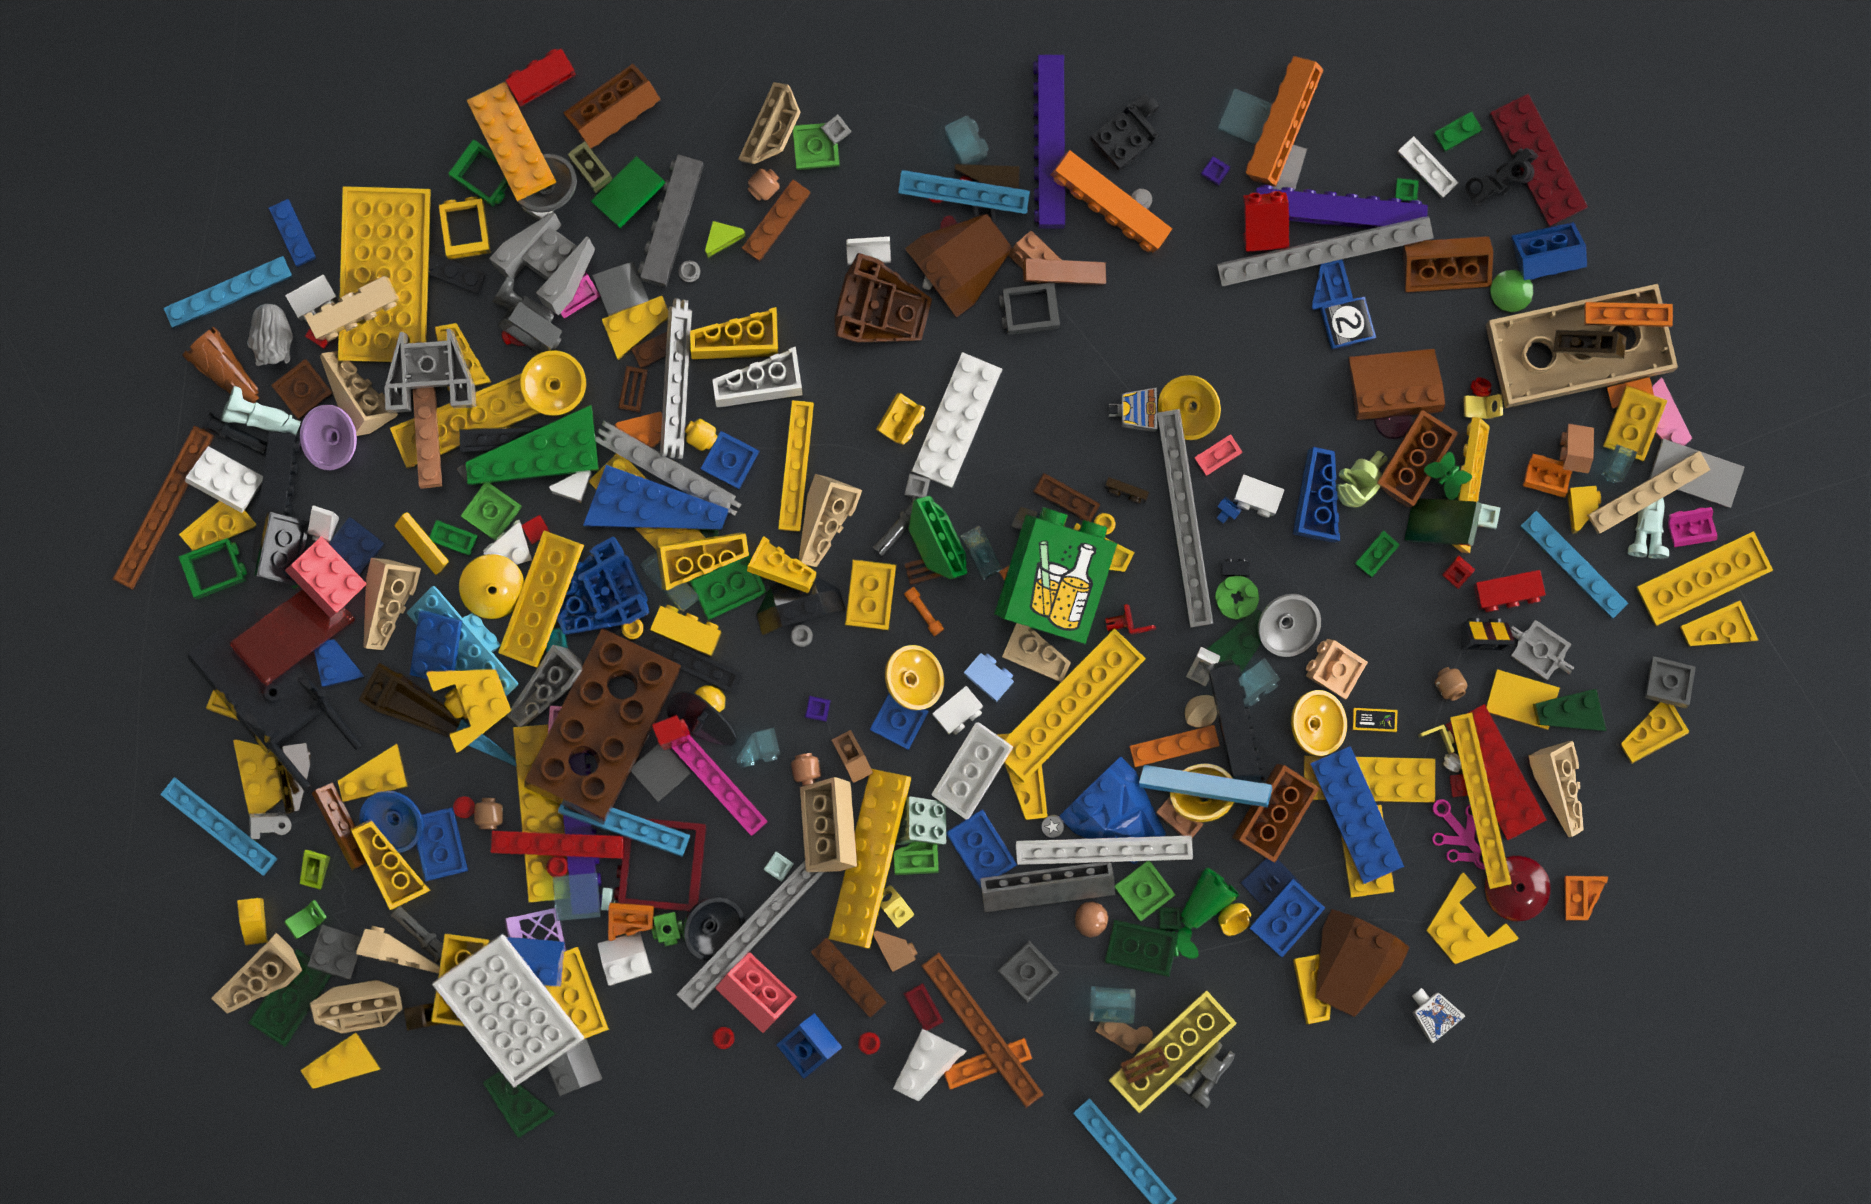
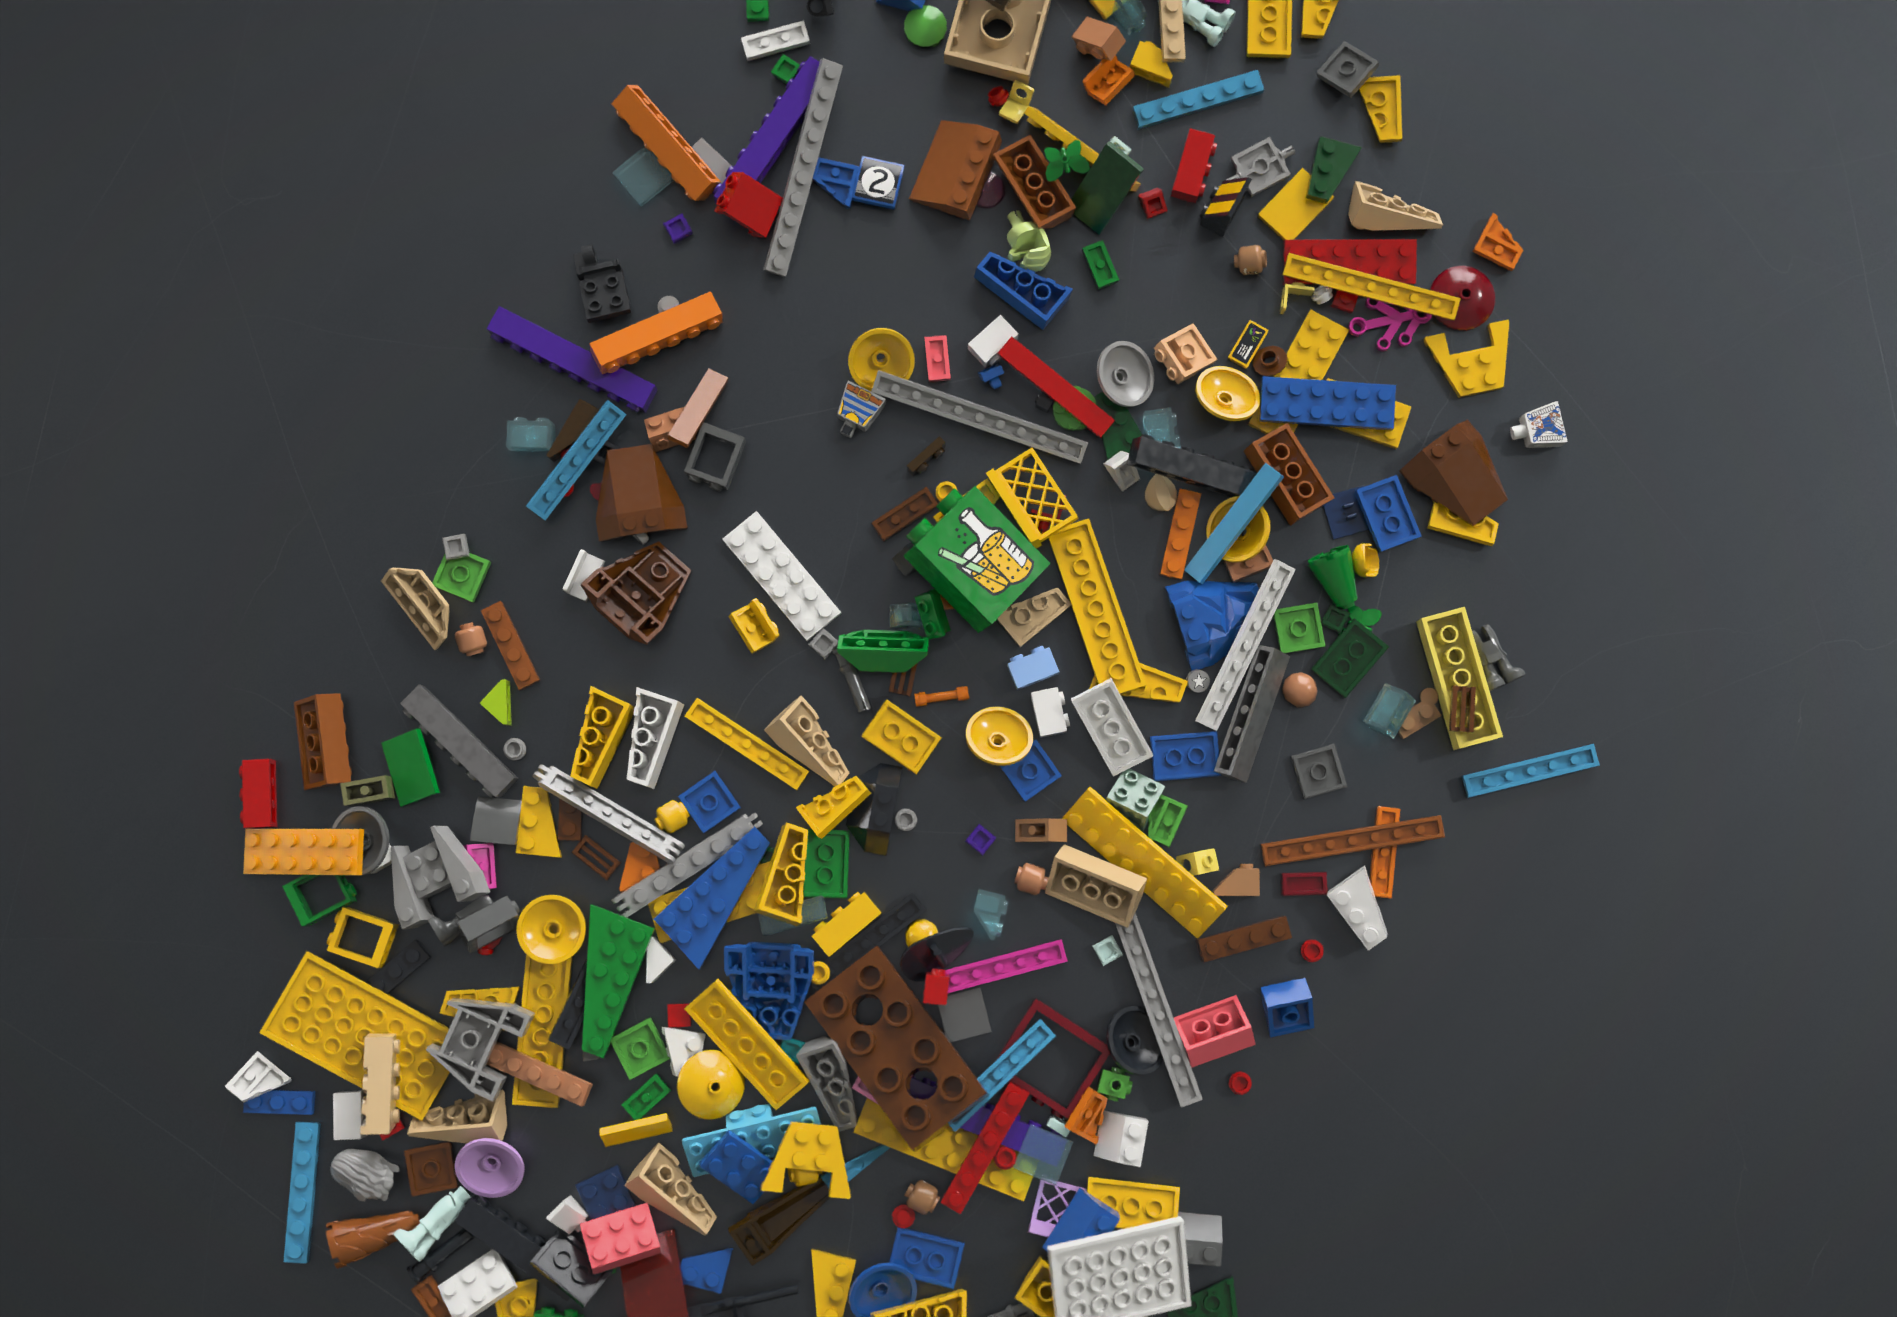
camera: 55 degrees left, 0 degrees up
(303, 204) = (256, 1078): none -> white wing
(990, 566) = (932, 614): none -> green bracket
(1124, 585) = (1013, 503): none -> yellow fence
(1245, 570) = (1055, 387): none -> red tile
(1364, 752) = (1274, 367): none -> reddish brown piece
(1448, 264) = (872, 67): dark orange slope -> none

